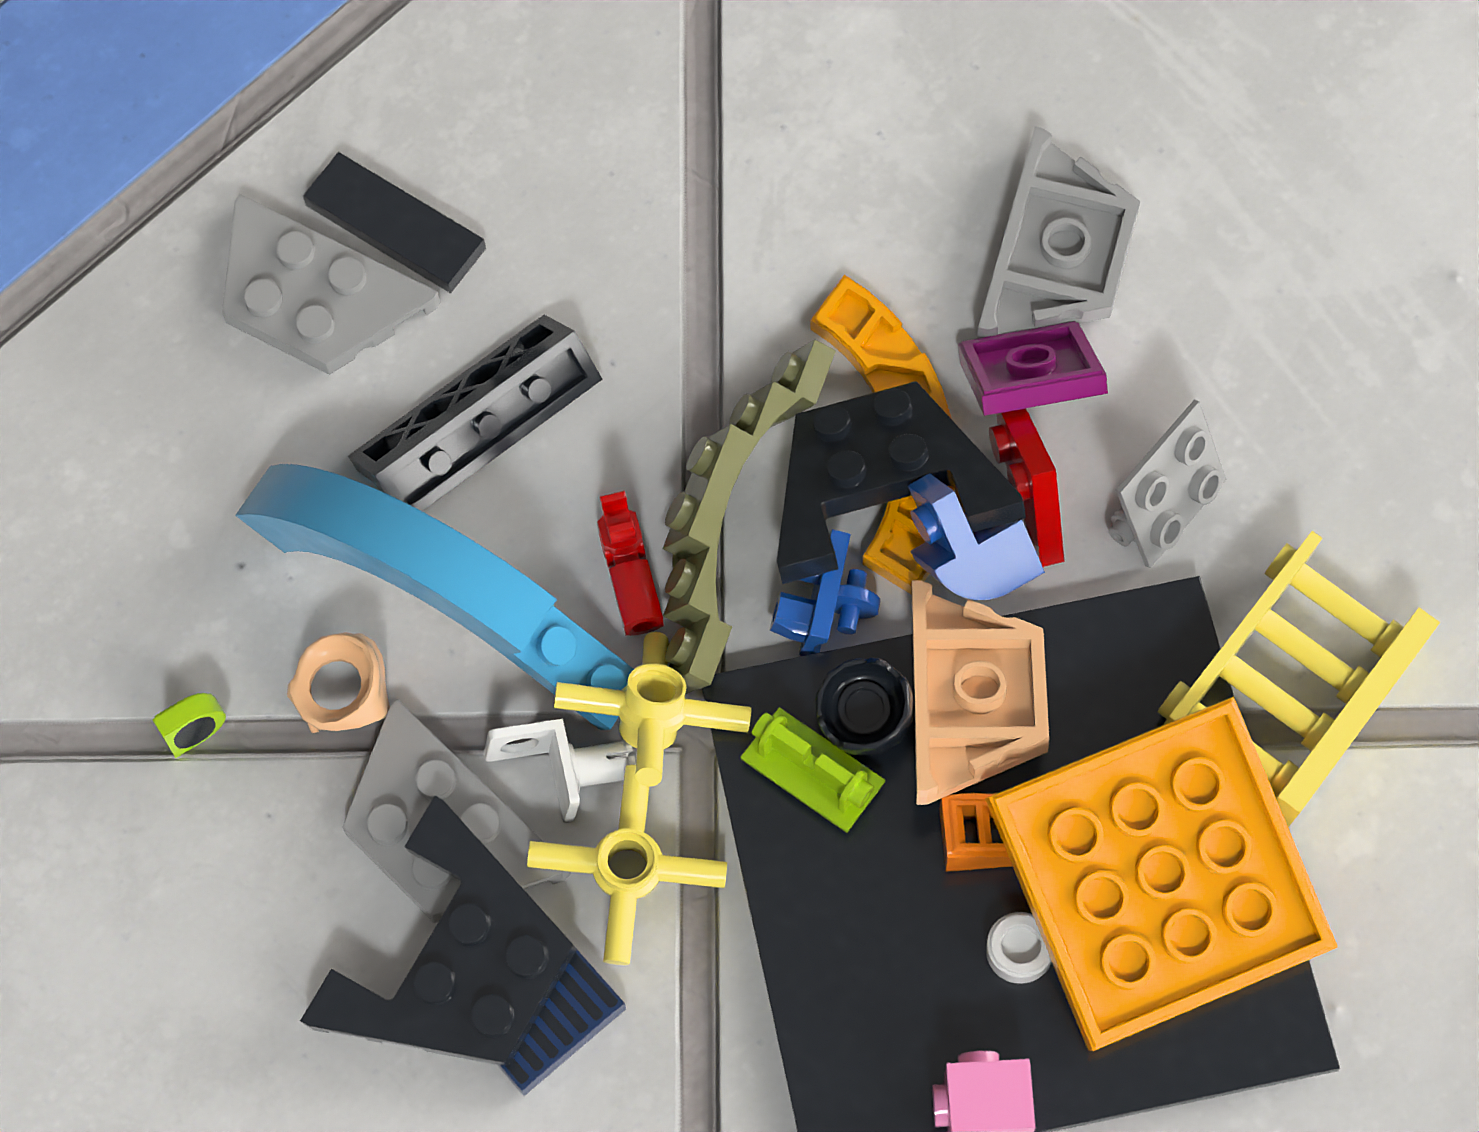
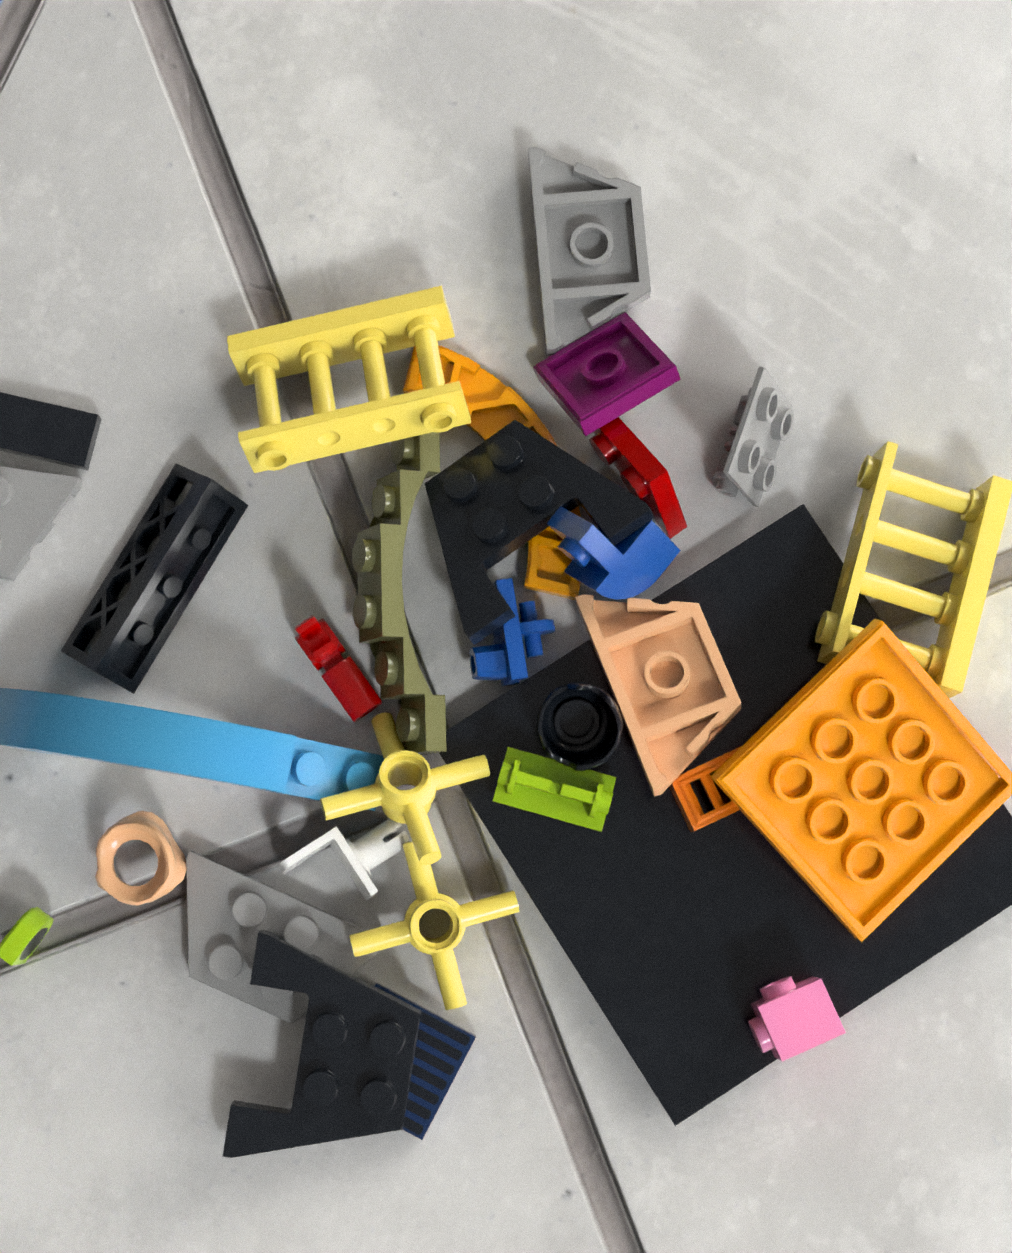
camera: 25 degrees left, 15 degrees up
(756, 243) = (338, 338): none -> light yellow fence
(1017, 949) = (771, 878): white tile -> none

